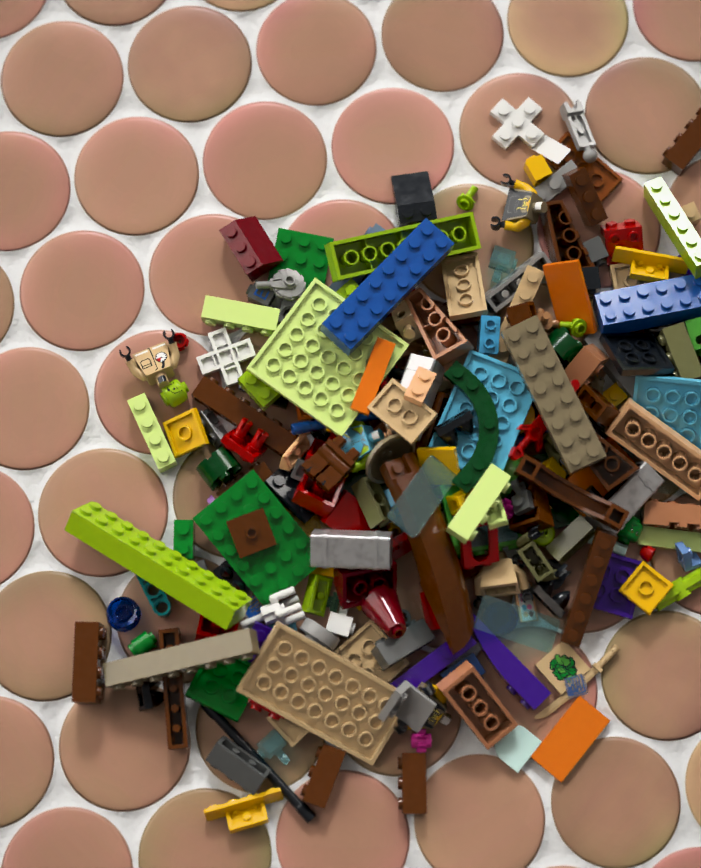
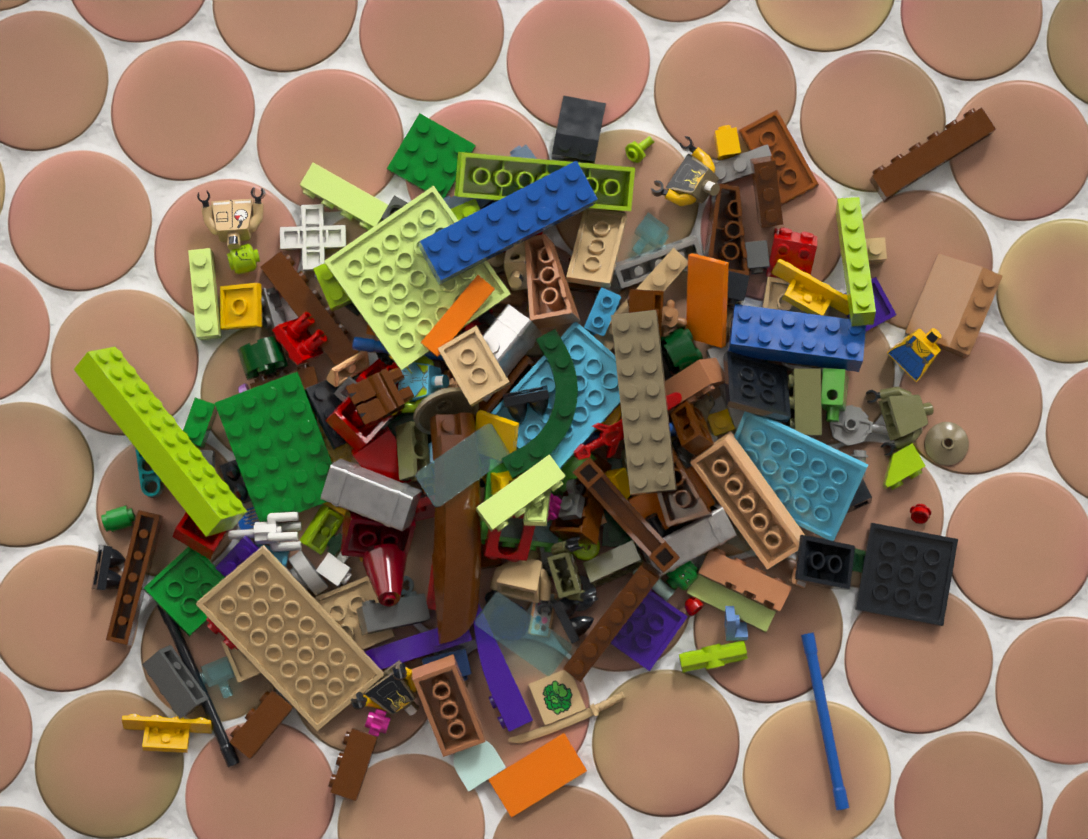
camera: 20 degrees right, 5 degrees up
(88, 663) = (53, 519): reddish brown brick -> none
(123, 614) = (109, 479): clear blue piece -> none
(181, 658) = (150, 549): brick -> none
(184, 341) = (268, 209): red plate -> none
(251, 246) = (381, 124): dark red slope -> none
(251, 533) = (271, 440): reddish brown plate -> none
(260, 296) = (374, 181): dark grey brick -> none
(285, 284) = (403, 179): light grey piece -> none
(409, 706) = (373, 682): light grey bracket -> none
(419, 386) = (501, 345): light nougat plate -> none
(517, 123) = (724, 82): white plate -> none
(551, 149) = (751, 124): white sticker -> none
(576, 686) = (563, 721): clear tile -> none
(577, 326) = (703, 334): lime plate -> none
(579, 130) = (789, 114): light grey plate -> none
(646, 588) = (676, 643): yellow tile -> none

